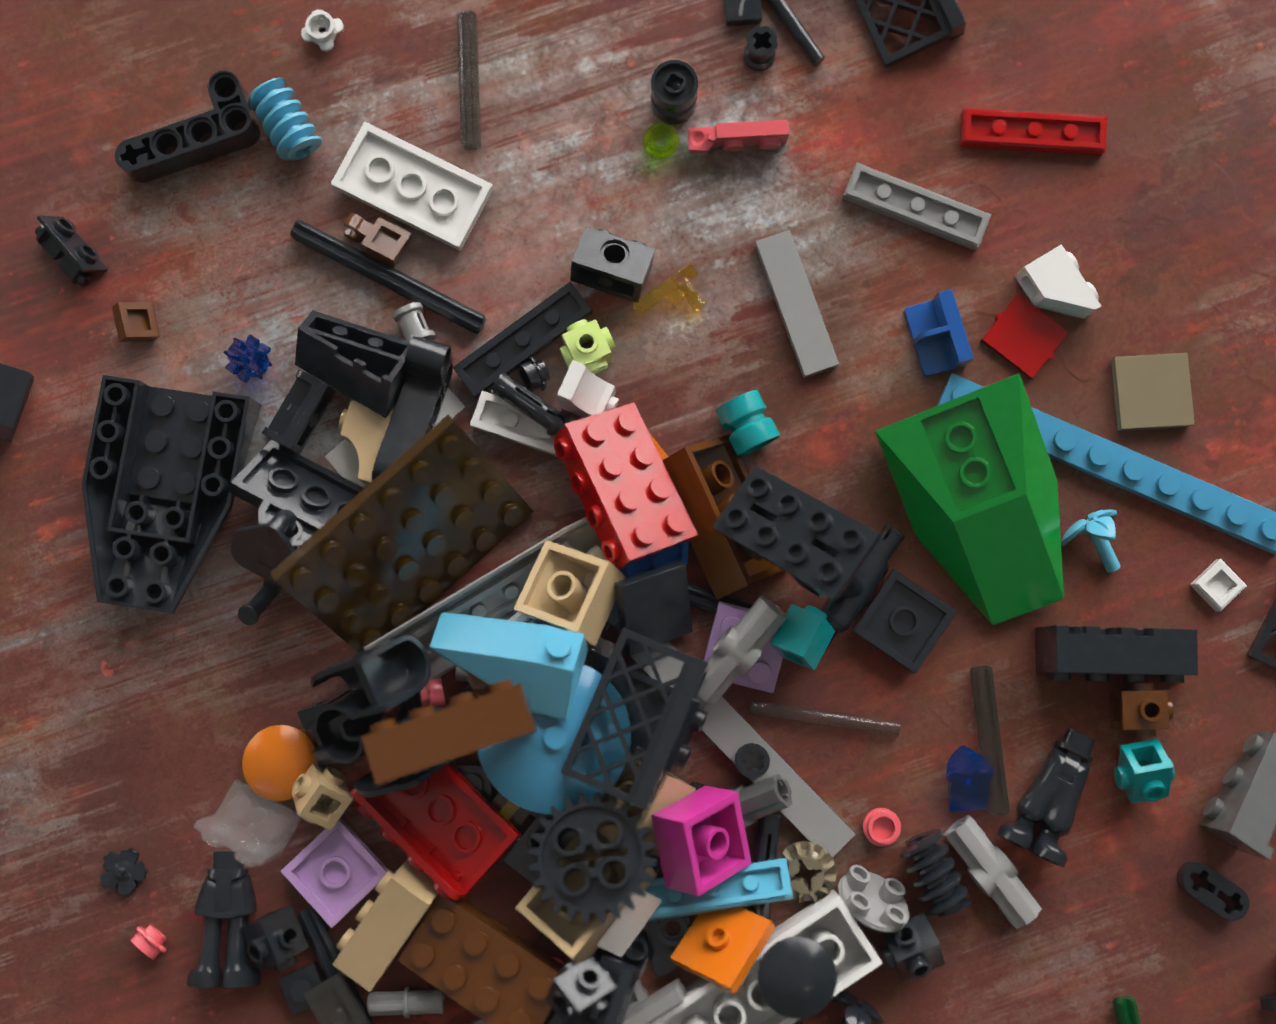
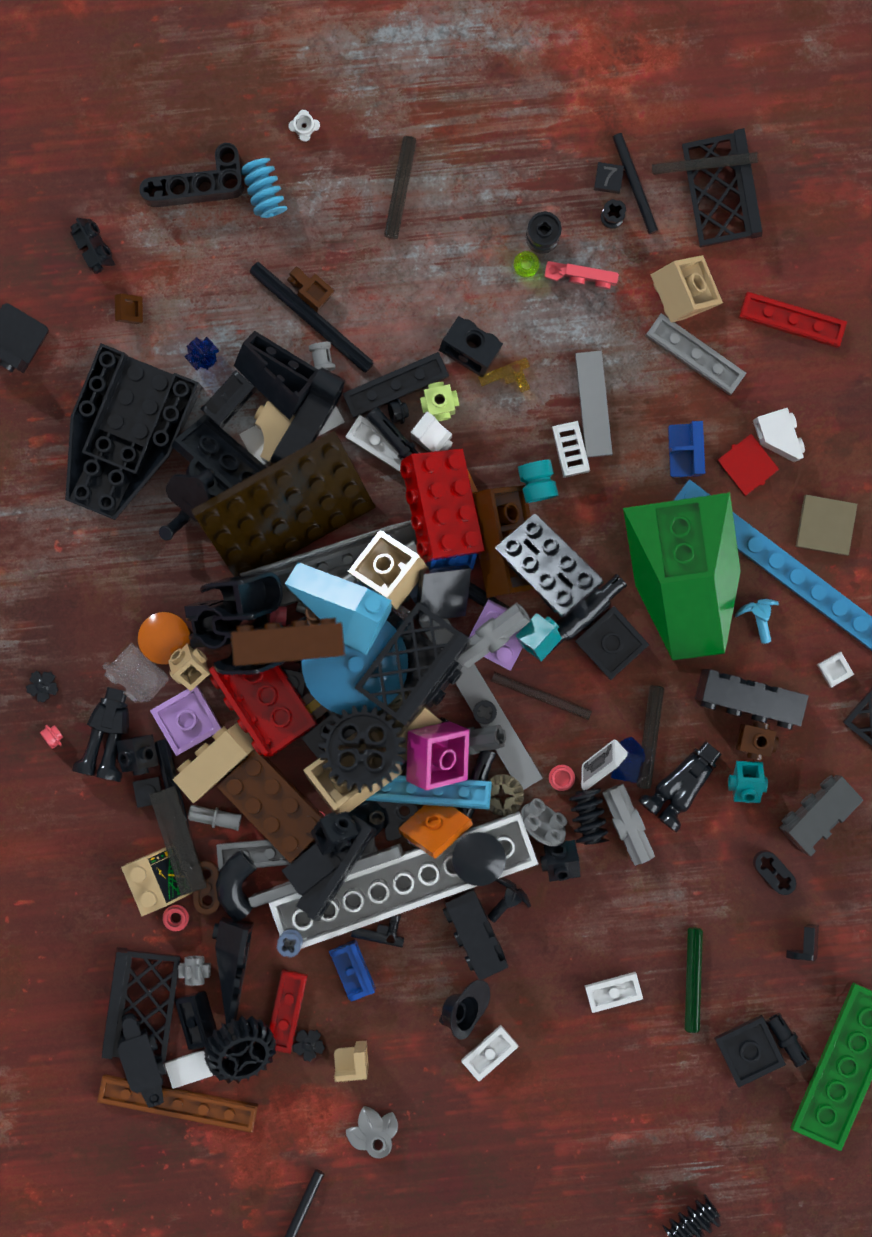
camera: 10 degrees right, 5 degrees up
(412, 186) = (343, 256): white plate -> none
(626, 929) = (376, 799): white sticker -> none
(794, 397) = (573, 470): none -> white slope
(881, 122) = (686, 288): none -> tan slope
(935, 795) = (602, 763): none -> slope

